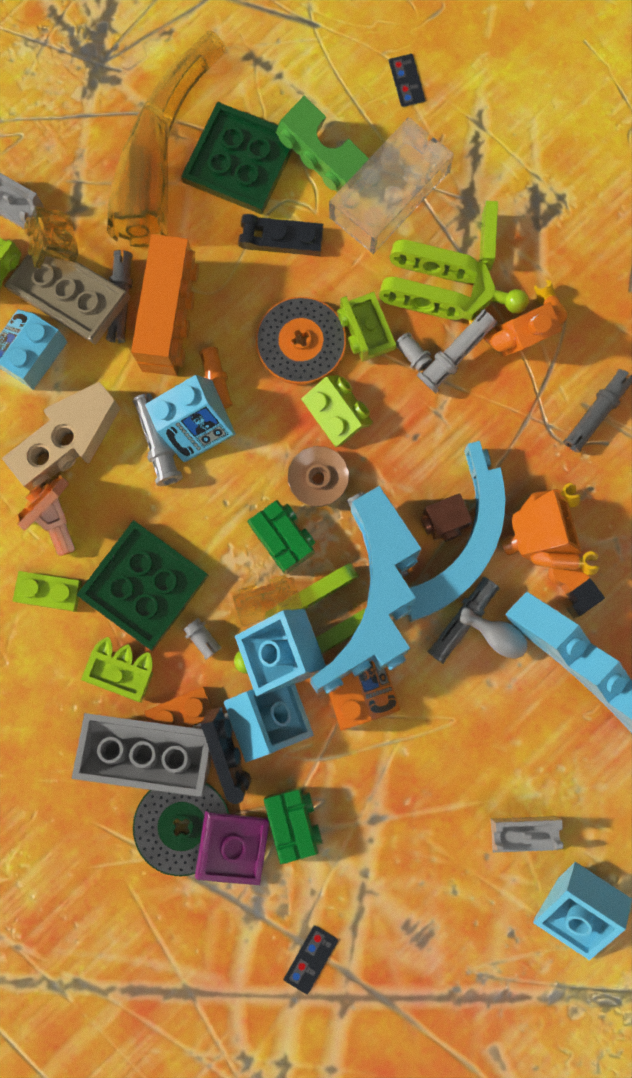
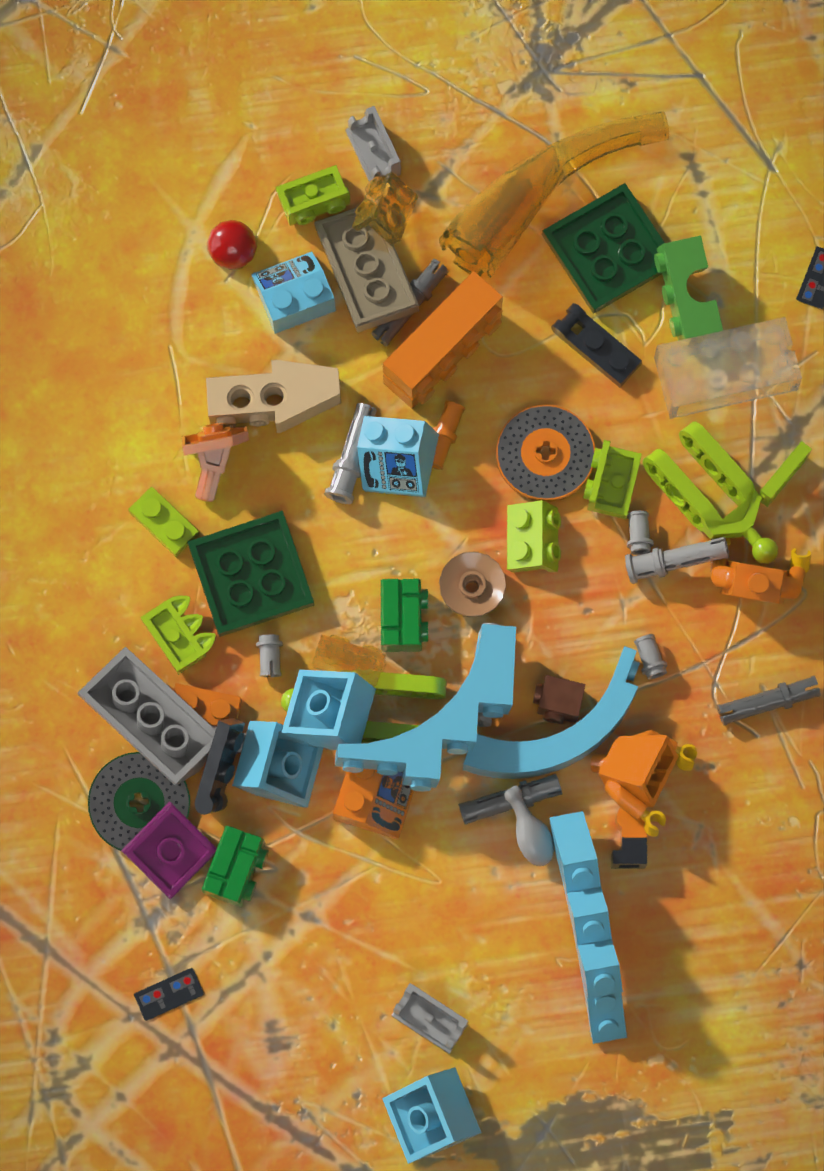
camera: 30 degrees right, 5 degrees down
(489, 438) = (650, 657): none -> light grey pin

